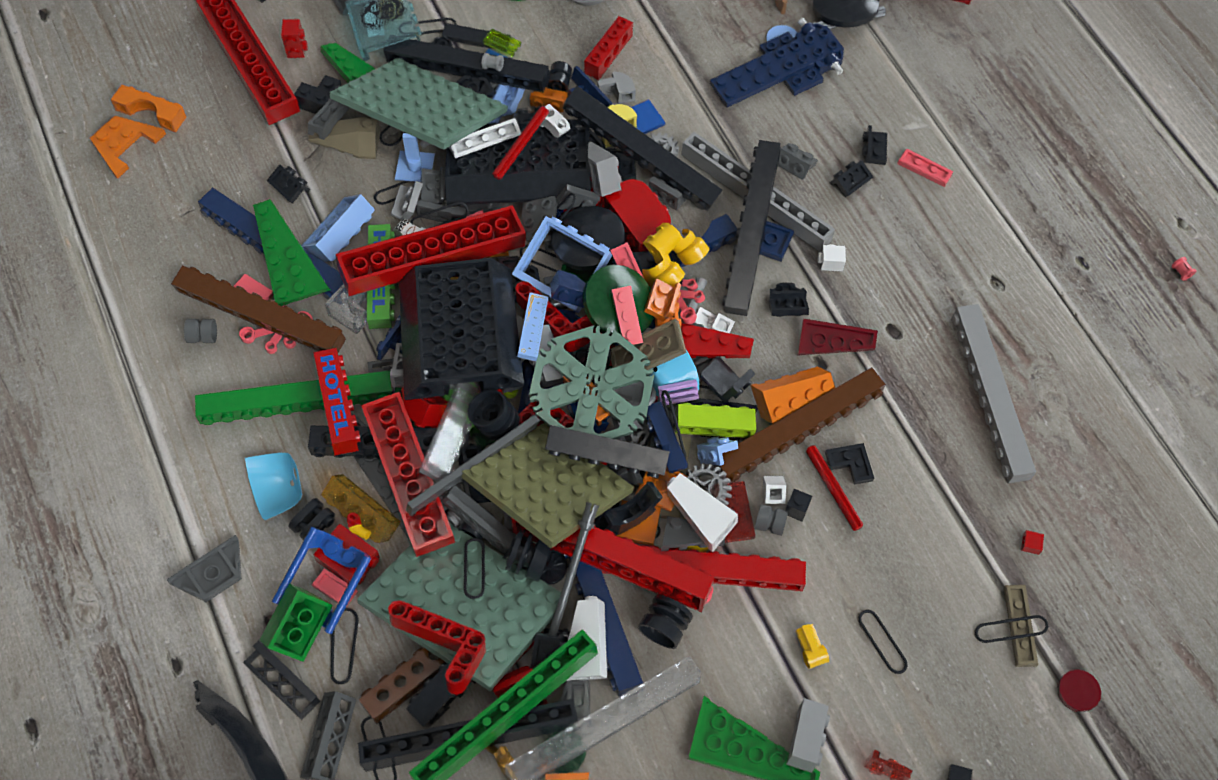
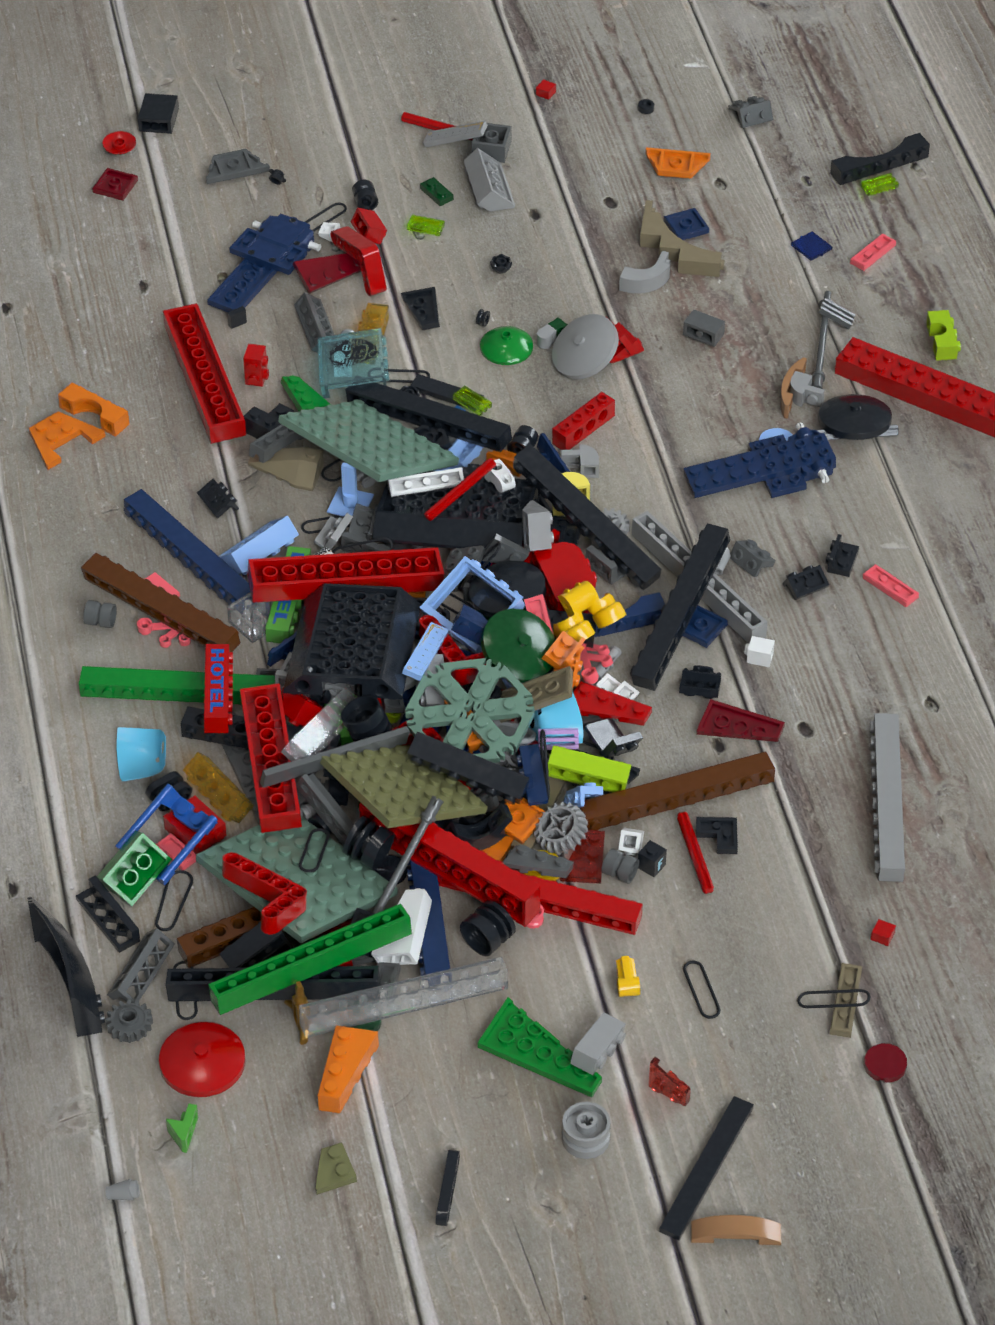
camera: 15 degrees right, 15 degrees down
(211, 572) = (62, 818): dark grey wing -> none
(288, 264) = (200, 568): green wing -> none
(355, 526) = (209, 799): arm -> none
(492, 62) = (453, 413): light grey bush -> none
(627, 314) = (521, 654): coral plate -> none
(647, 117) = (605, 494): blue piece -> none
(702, 511) = (550, 839): white slope -> none
(789, 393) = (667, 760): orange wedge -> none

